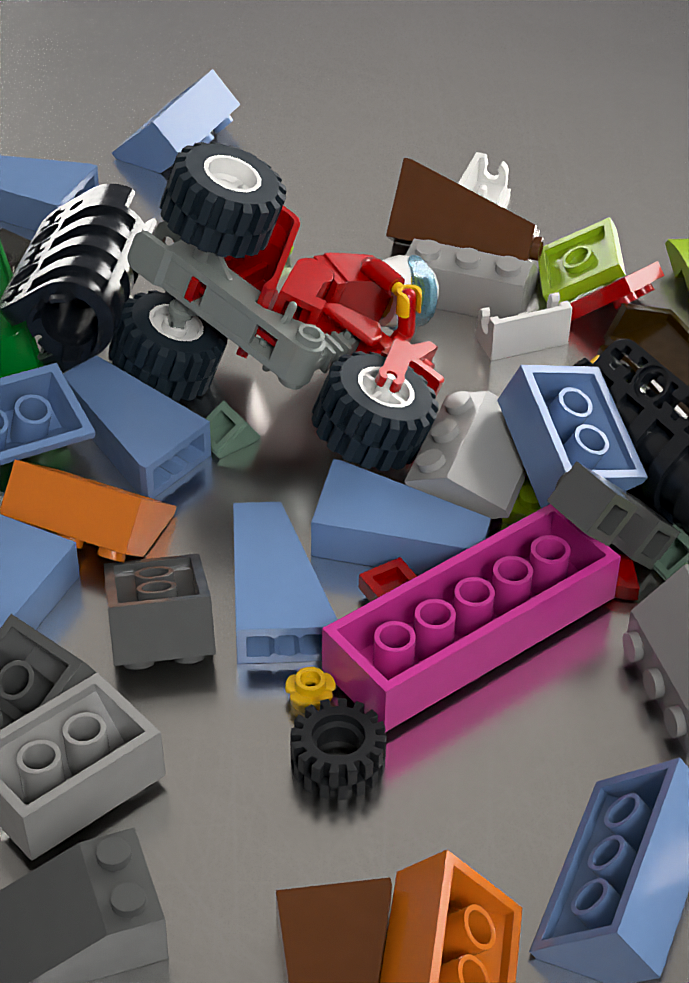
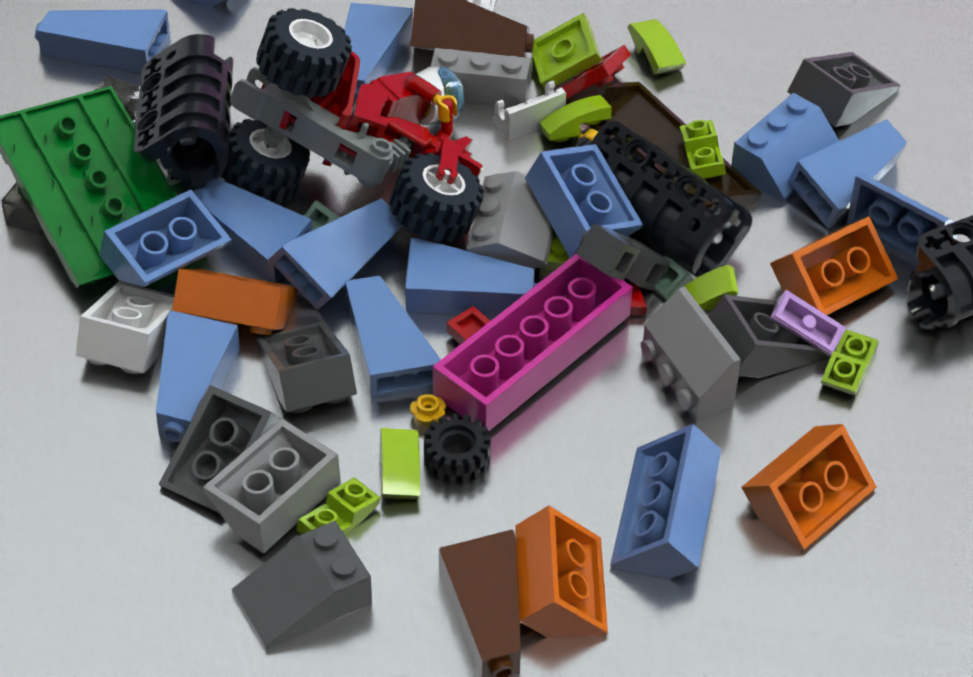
camera: 10 degrees left, 5 degrees up
(161, 813) = (345, 504): none -> lime slope
(230, 464) = (336, 251): none -> medium blue slope
(252, 759) = (399, 463): none -> lime slope
(340, 221) = (377, 37): none -> medium blue slope
(568, 343) = (567, 120): none -> lime slope

